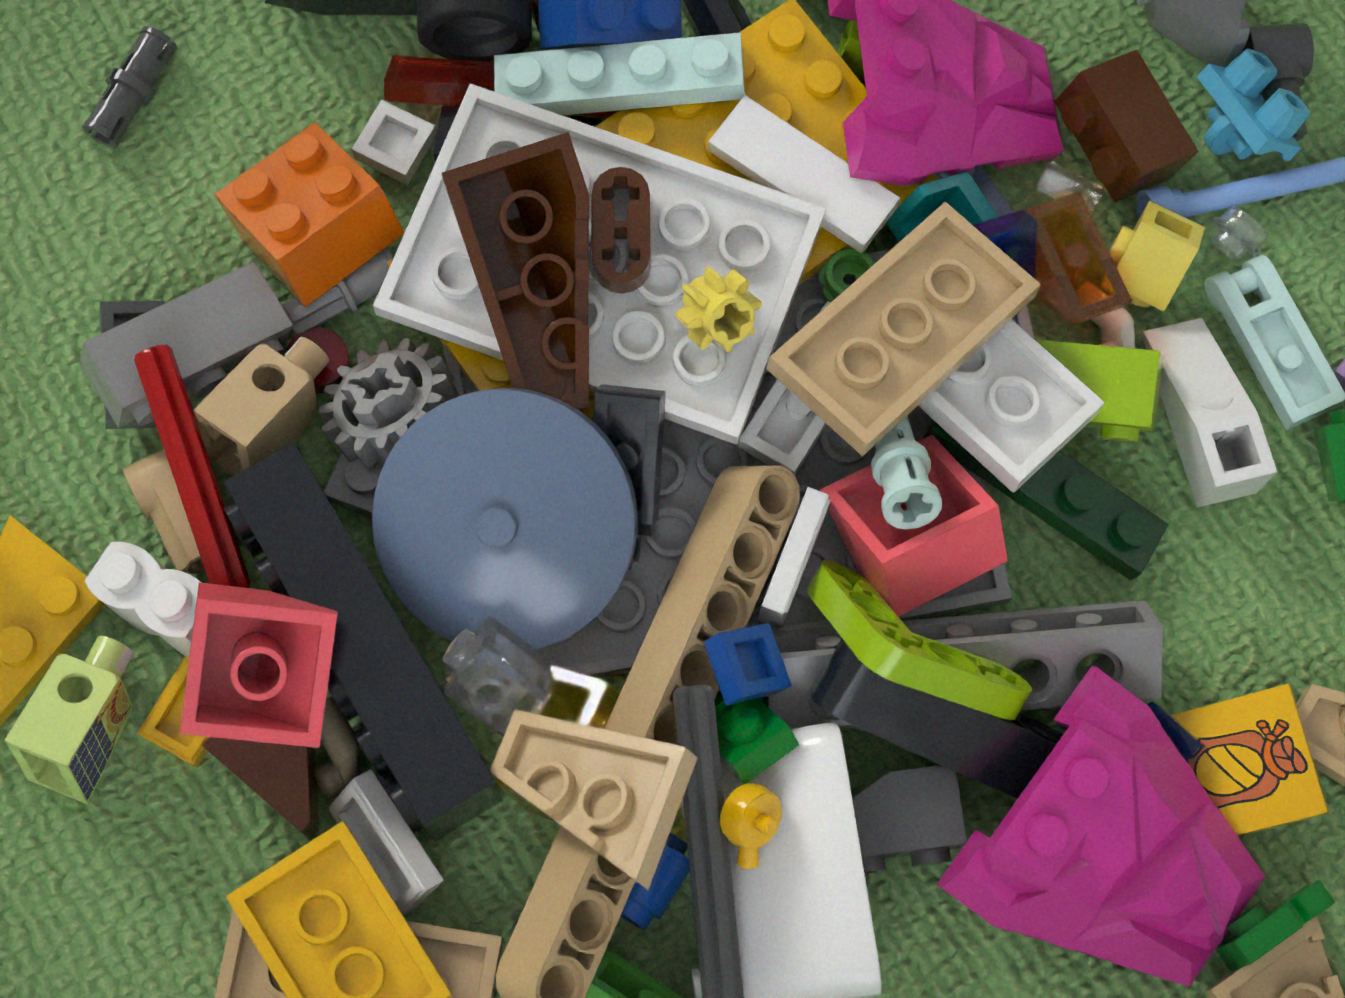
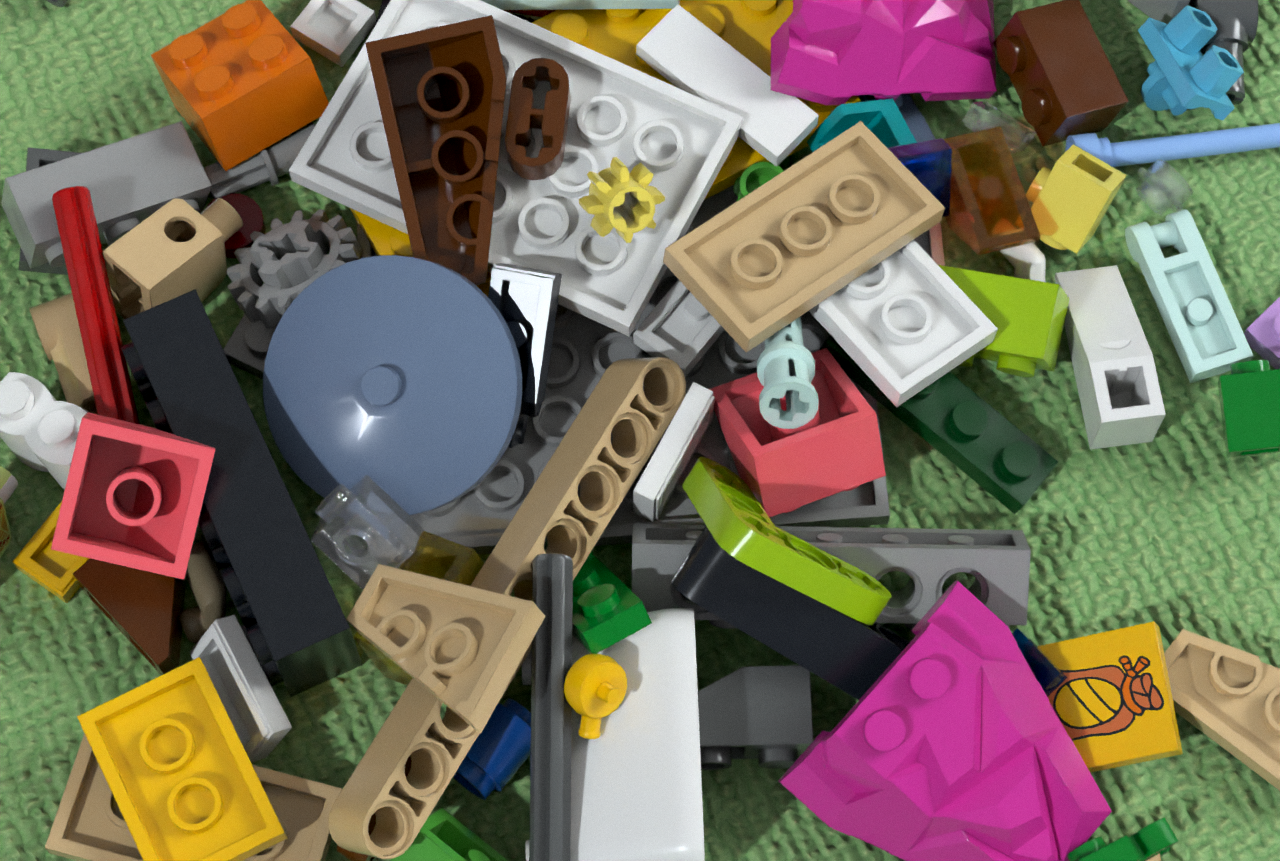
camera: 10 degrees right, 5 degrees down
(747, 663) = (611, 541): blue plate -> none

